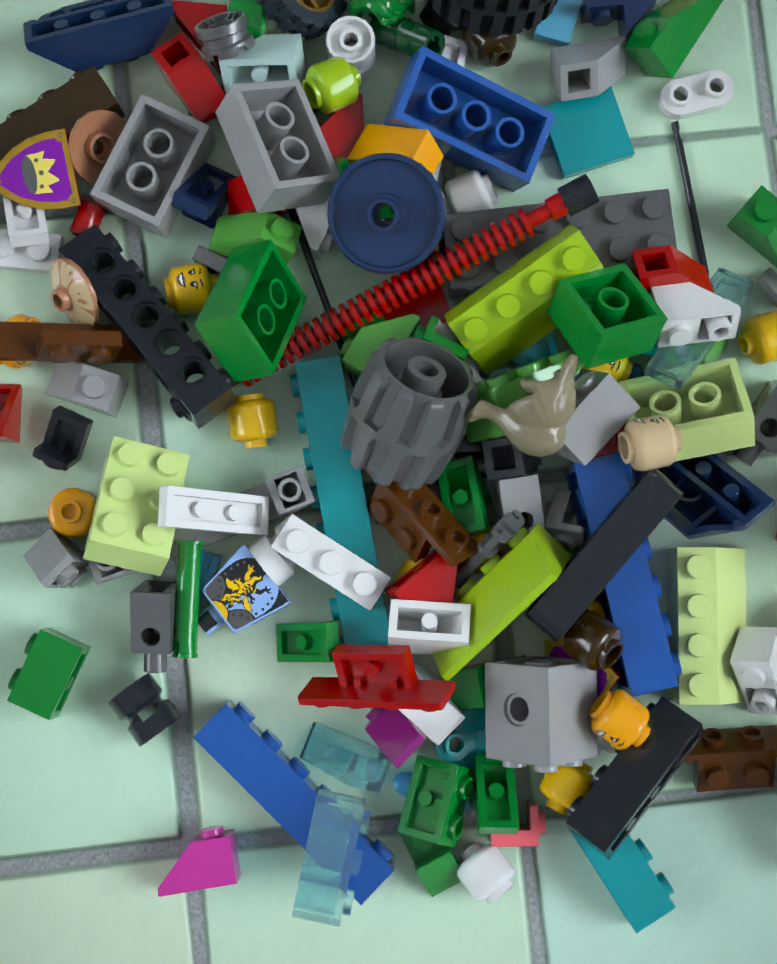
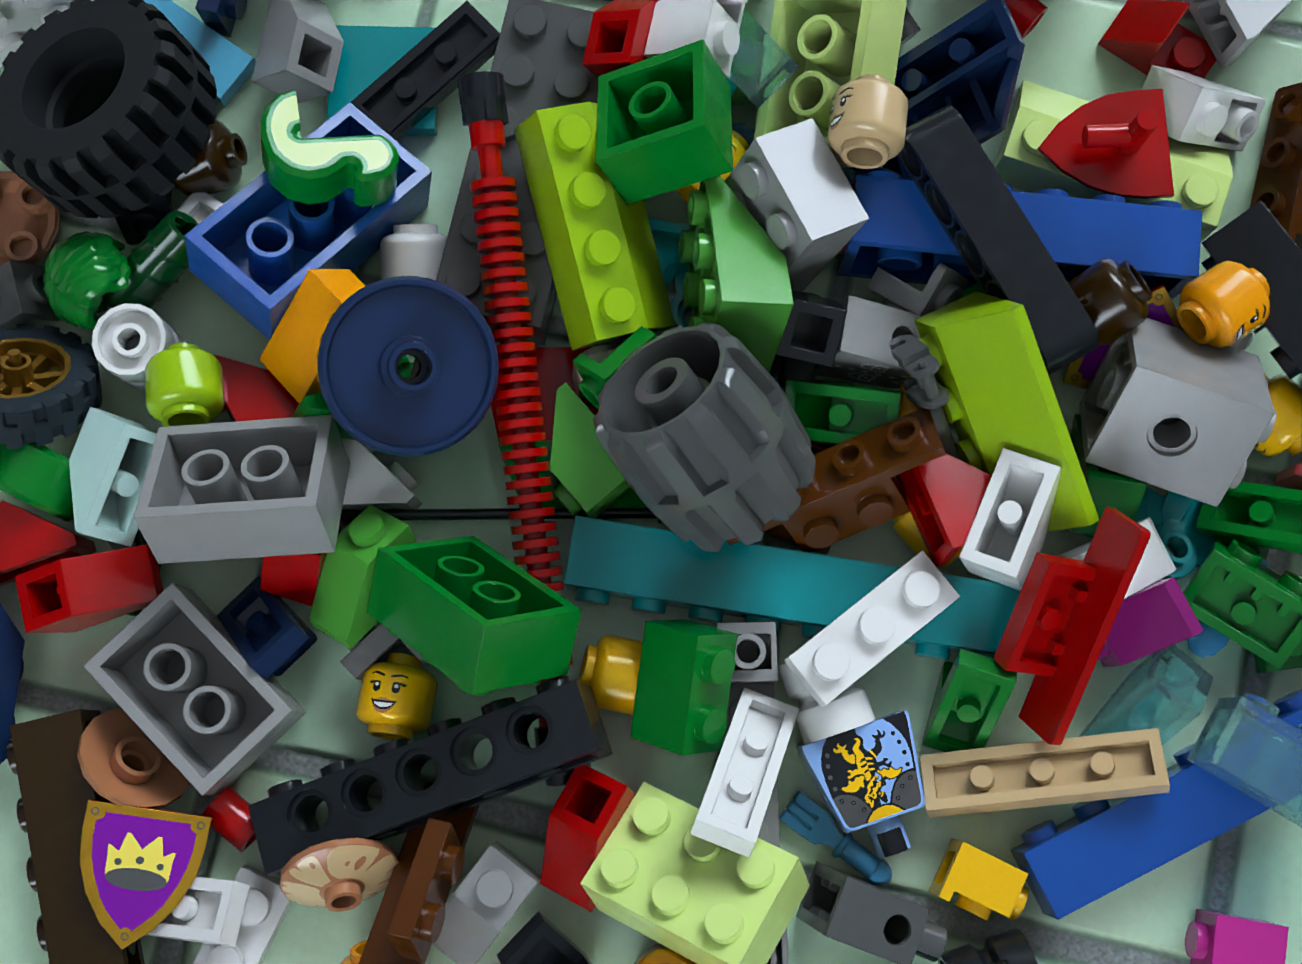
camera: 75 degrees left, 5 degrees down
(149, 425) = (579, 829): none -> red slope
(187, 598) = (853, 857): green pin -> none
(201, 685) = (980, 881): none -> yellow brick
(224, 35) = (48, 511): flat silver wheel -> none
(254, 457) = (683, 686): none -> green brick
(279, 703) = (1044, 773): none -> tan plate
(499, 113) = (324, 166): none -> green animal
(537, 420) = (791, 249): dark tan piece -> none
(598, 156) = (429, 71): none -> black tile
(709, 618) = (1116, 145): none -> red shield

